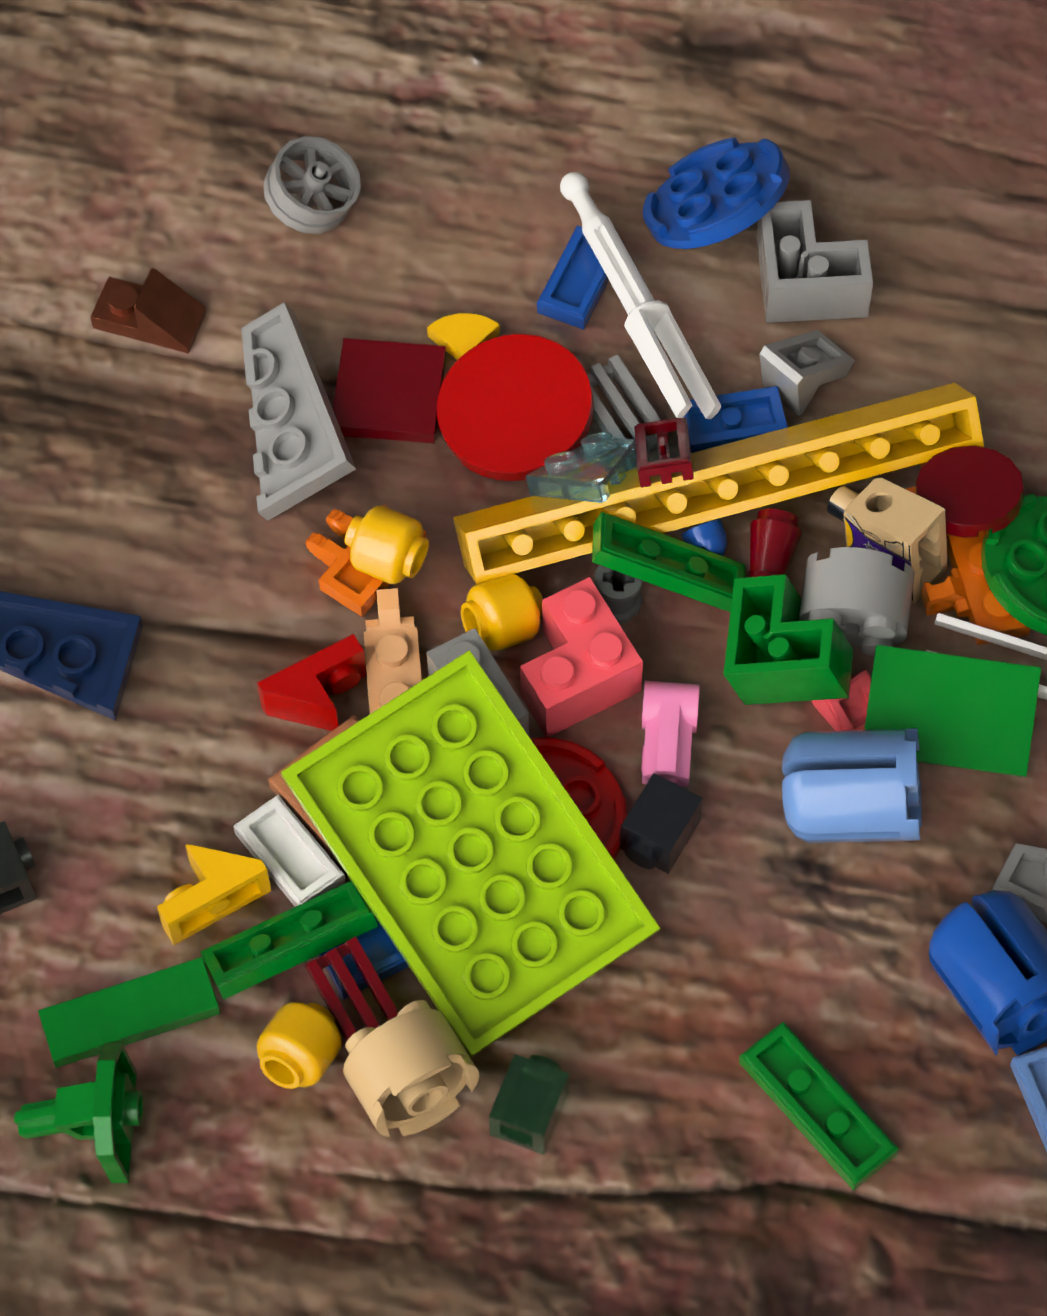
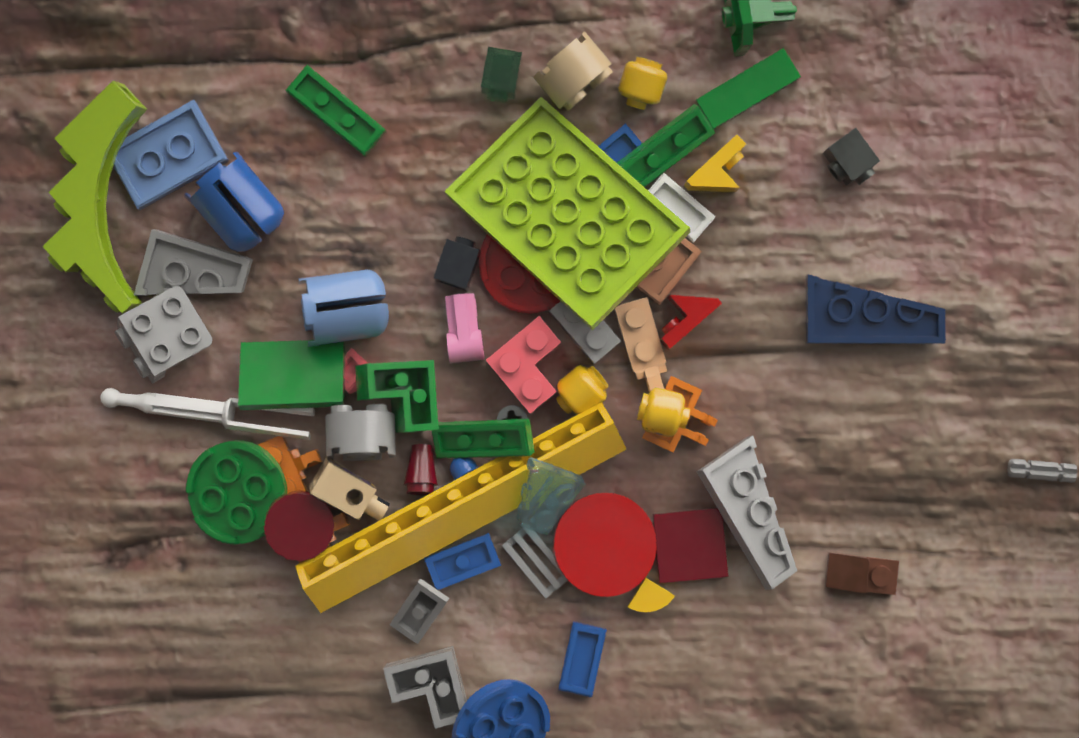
camera: 165 degrees right, 25 degrees up
(311, 186) = (776, 689): light grey wheel -> none
(370, 977) = (596, 98): dark red tile -> none
(643, 312) = (537, 633): white piece -> none
(665, 465) = (493, 491): dark red tile -> none

